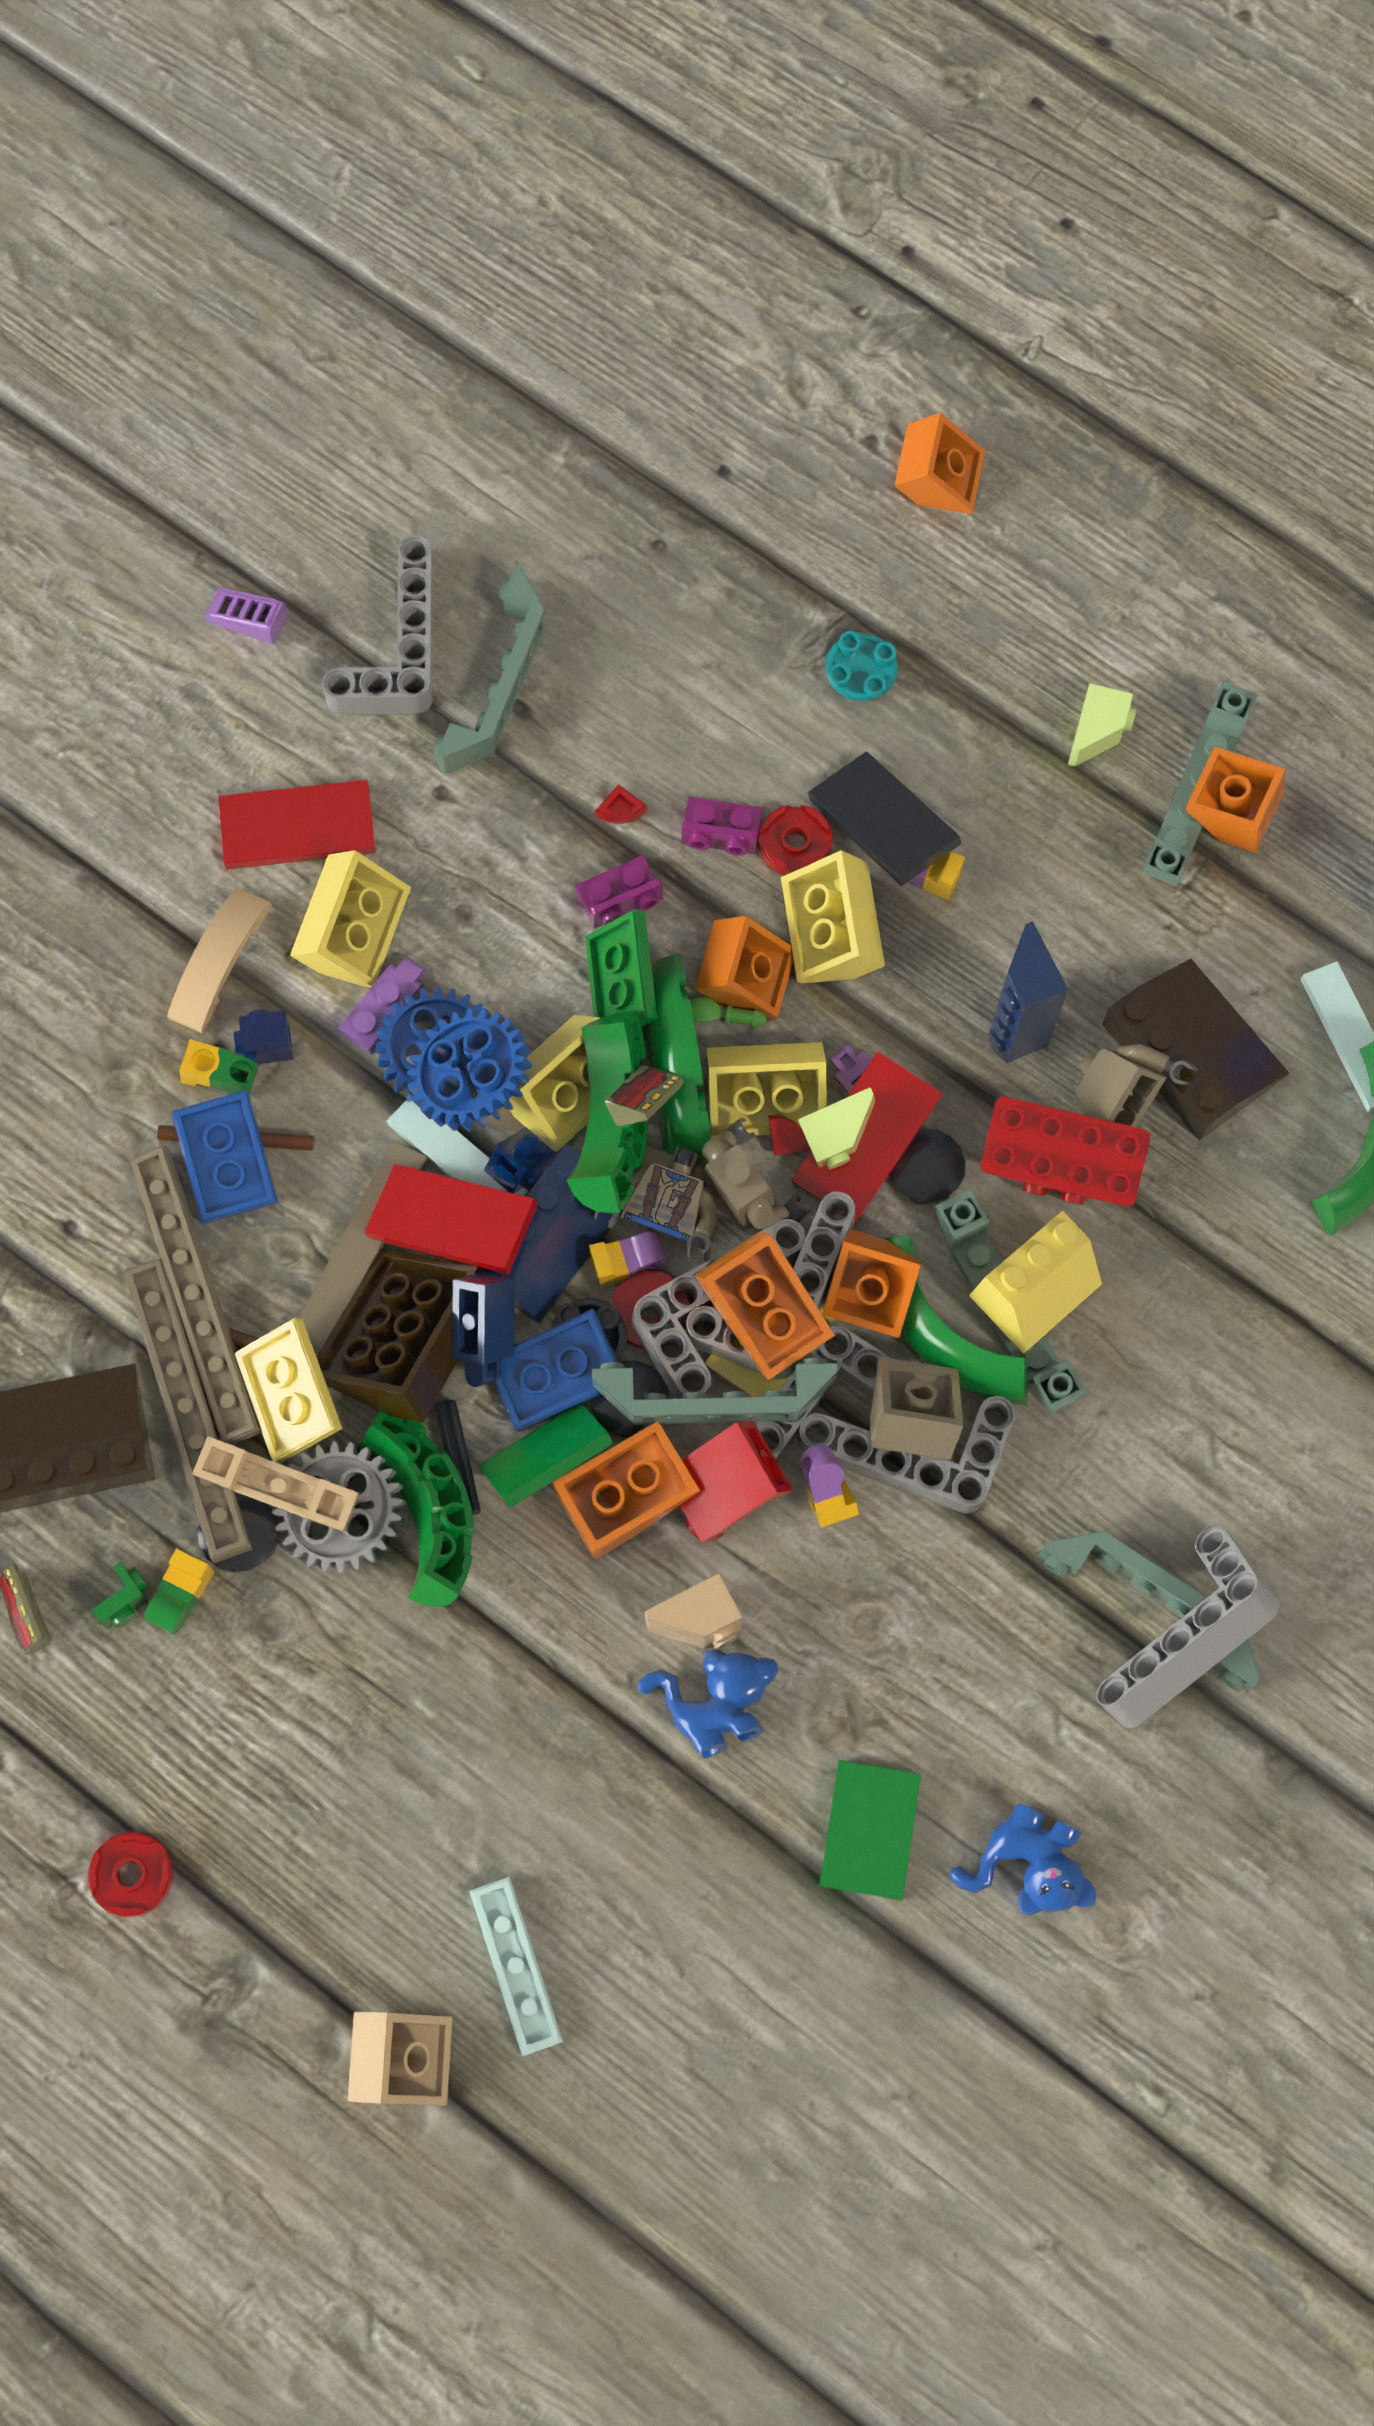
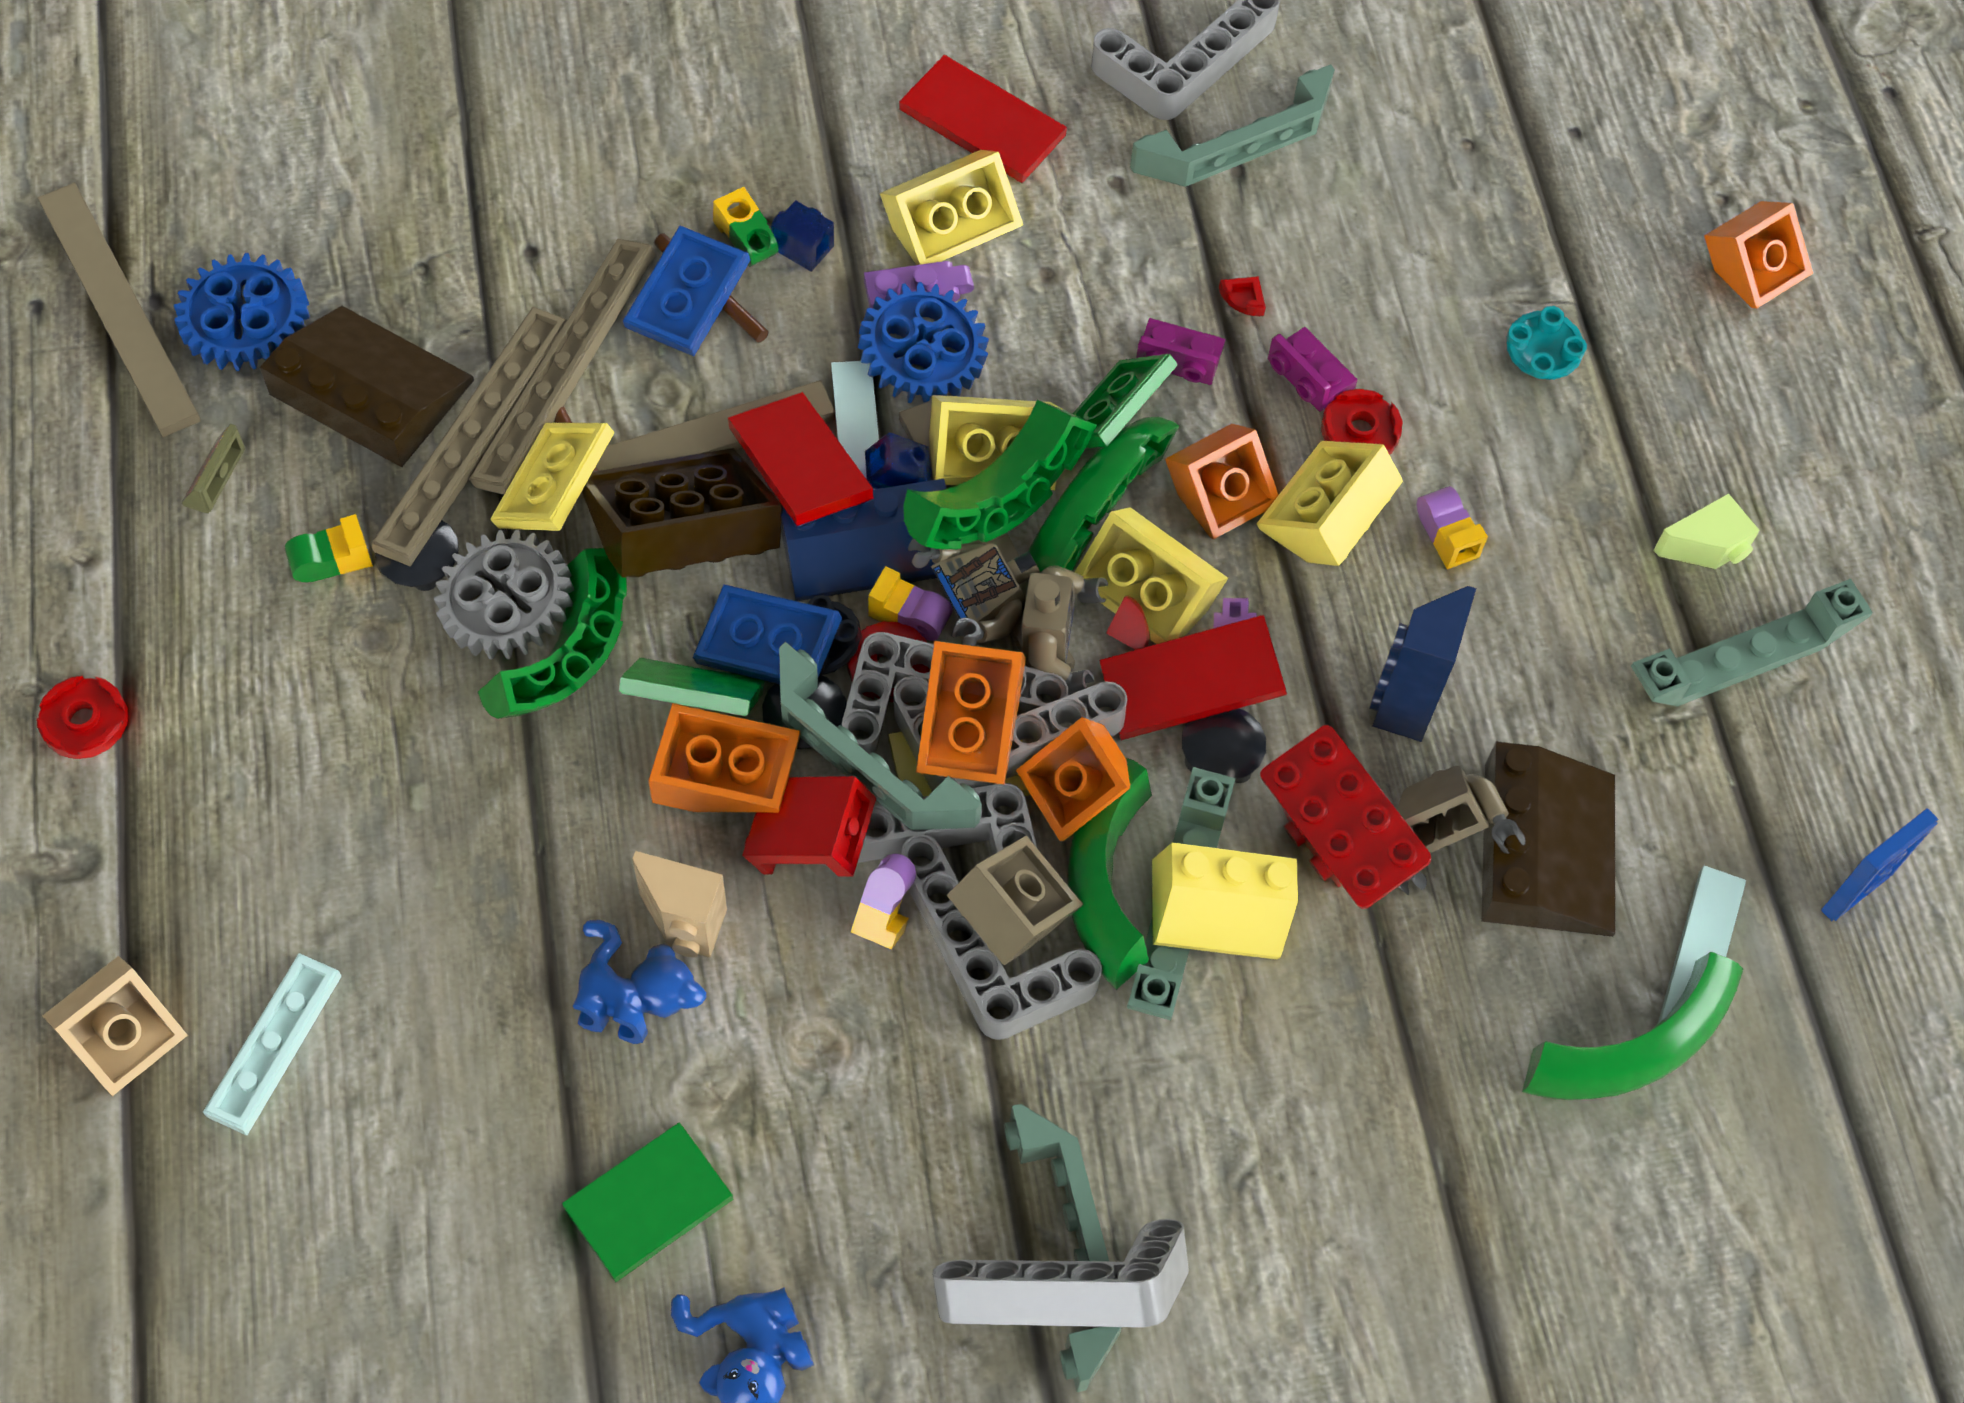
camera: 40 degrees right, 10 degrees down
(121, 1606) = (280, 523): green bracket -> none
(215, 957) = (825, 153): tan slope -> none
(275, 1484) = (469, 526): tan slope -> none
(437, 1081) = (921, 360): blue gear -> none
(456, 1447) = (632, 637): black axle -> none
(483, 1324) = (741, 549): dark blue brick -> none
(642, 1095) = (1032, 480): slope -> none
(707, 1011) = (1162, 488): bright green piece -> none
(838, 1128) = (1172, 643): yellowish green slope -> none
(884, 818) = (1449, 459): black tile -> none
(1237, 798) = (1777, 681): orange slope -> none

